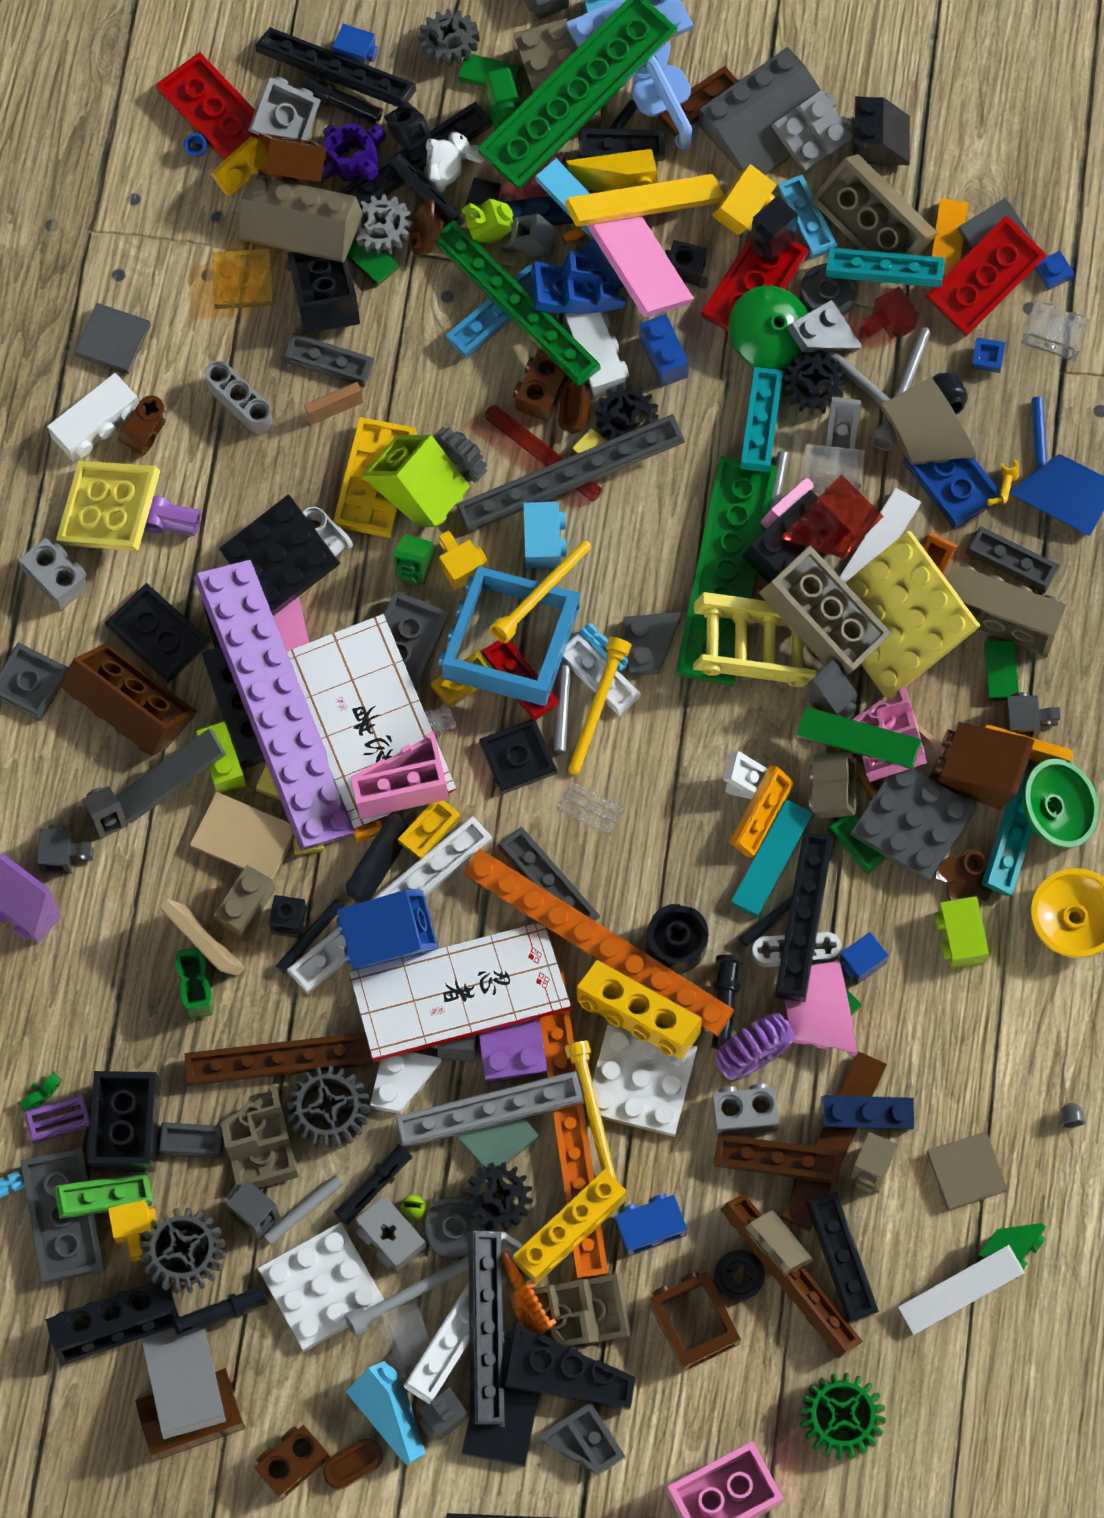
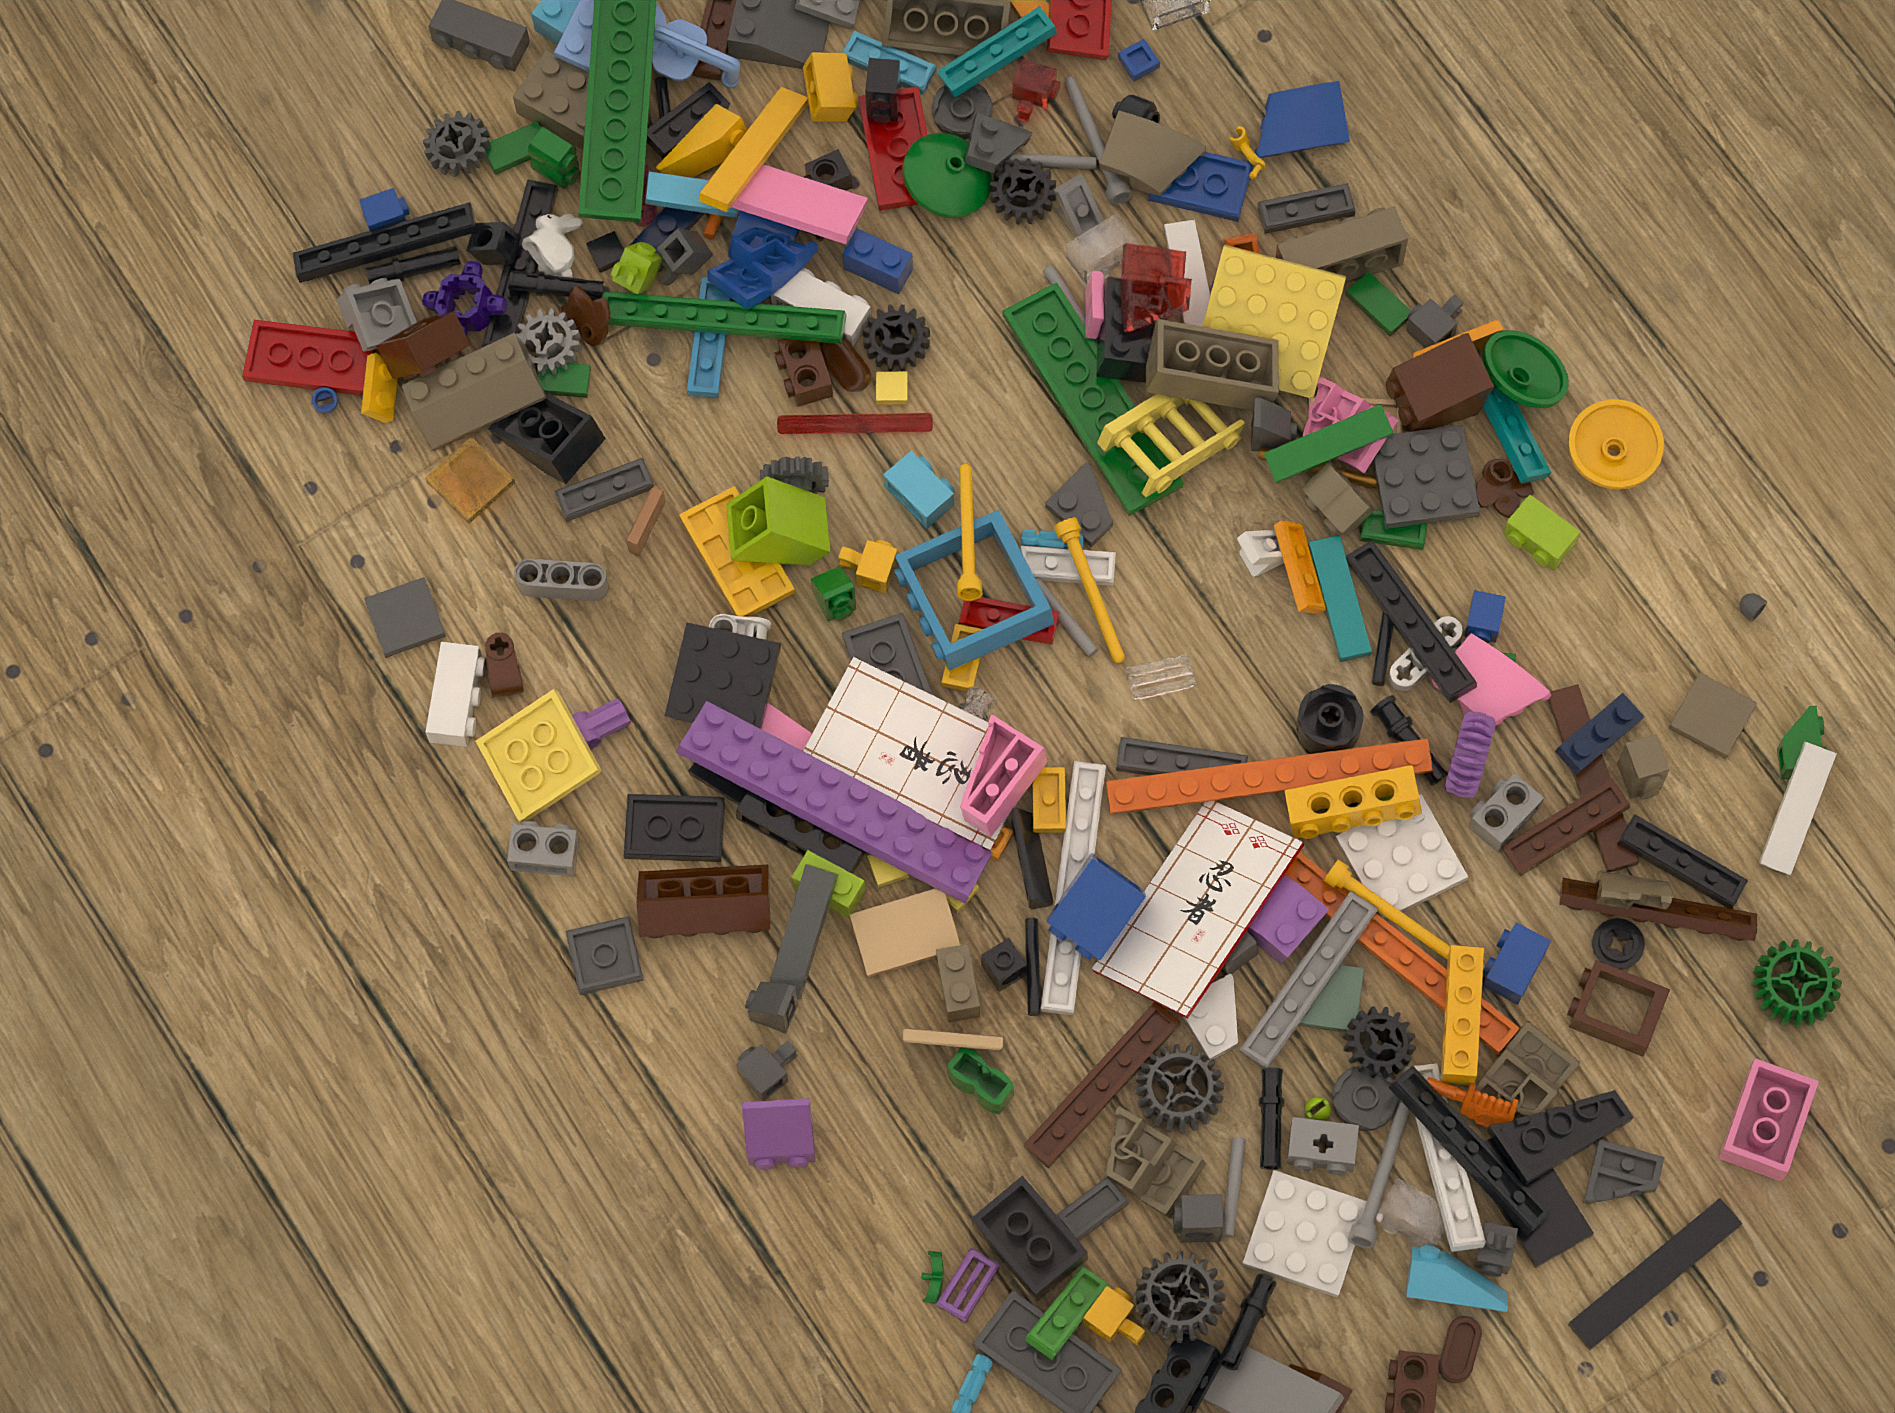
camera: 40 degrees left, 0 degrees up
(518, 756) = (1063, 684): black tile -> none
(571, 473) = (896, 421): dark grey tile -> none
(761, 419) = (1010, 254): teal plate -> none
(1039, 432) = (1235, 91): blue bar -> none

